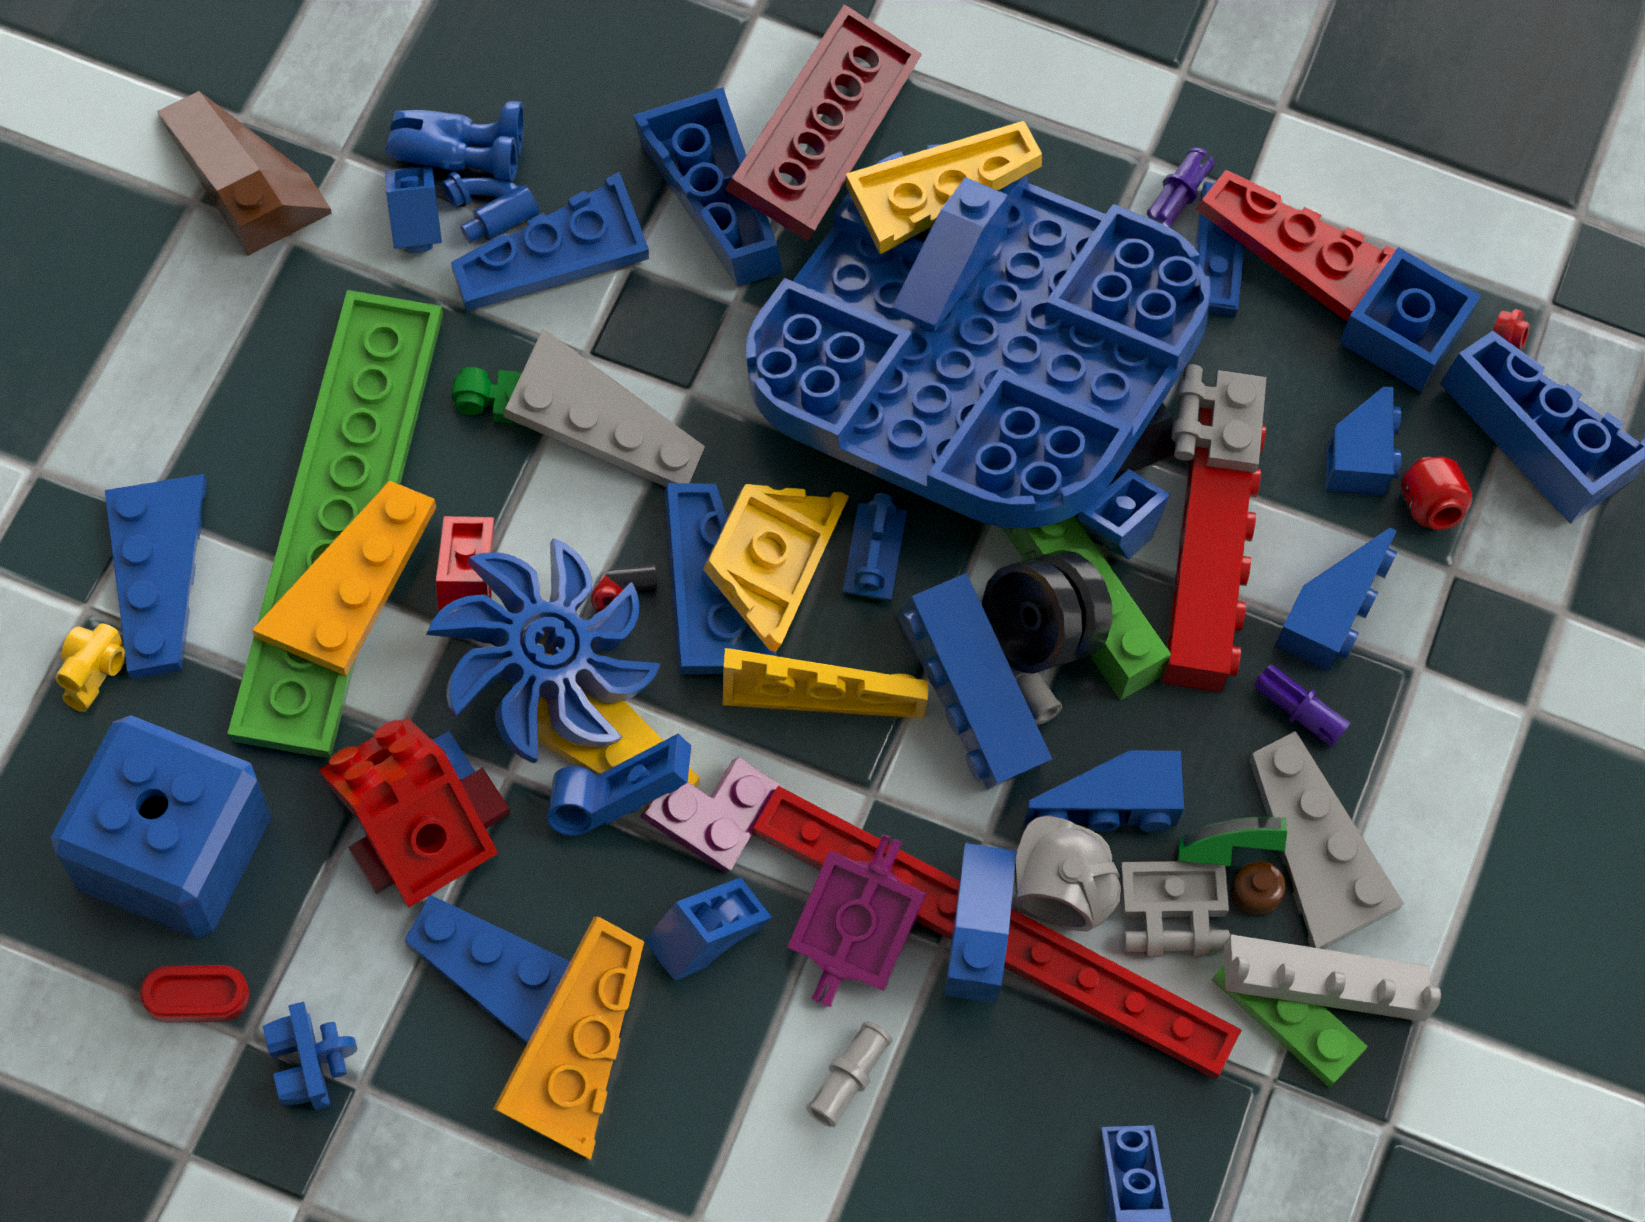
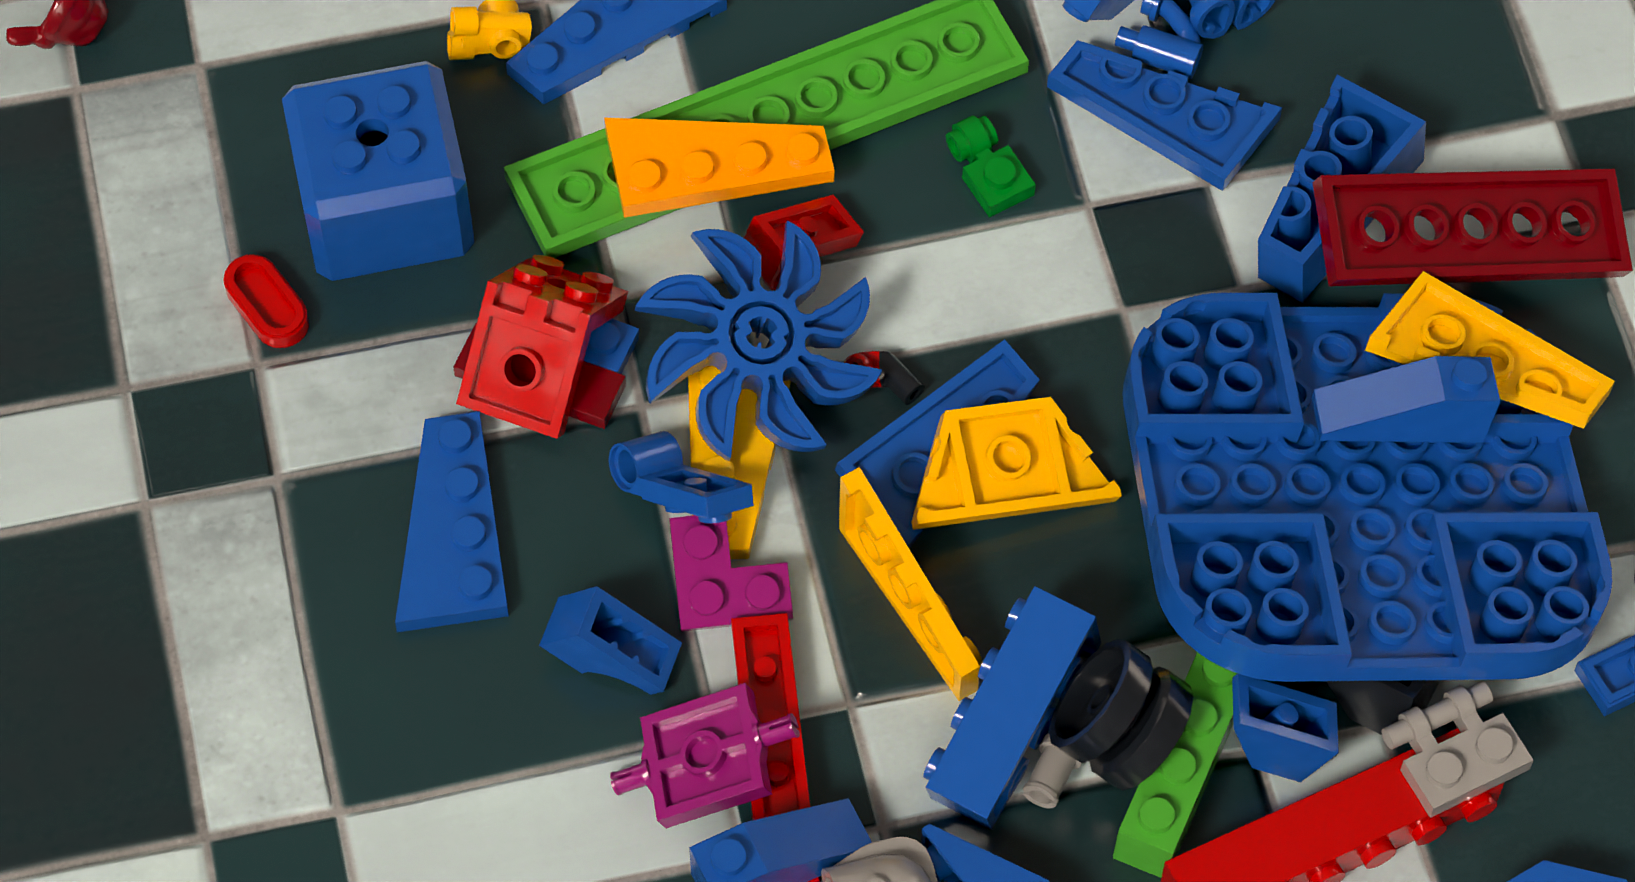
camera: 60 degrees right, 5 degrees down
(297, 1034) = (272, 418): blue hips -> none
(569, 1057) = (415, 603): light orange wing -> none
(594, 413) = (1025, 239): light grey wing -> none
(849, 1074) = (562, 845): light grey pin -> none
(875, 549) = (1088, 552): blue hinge -> none

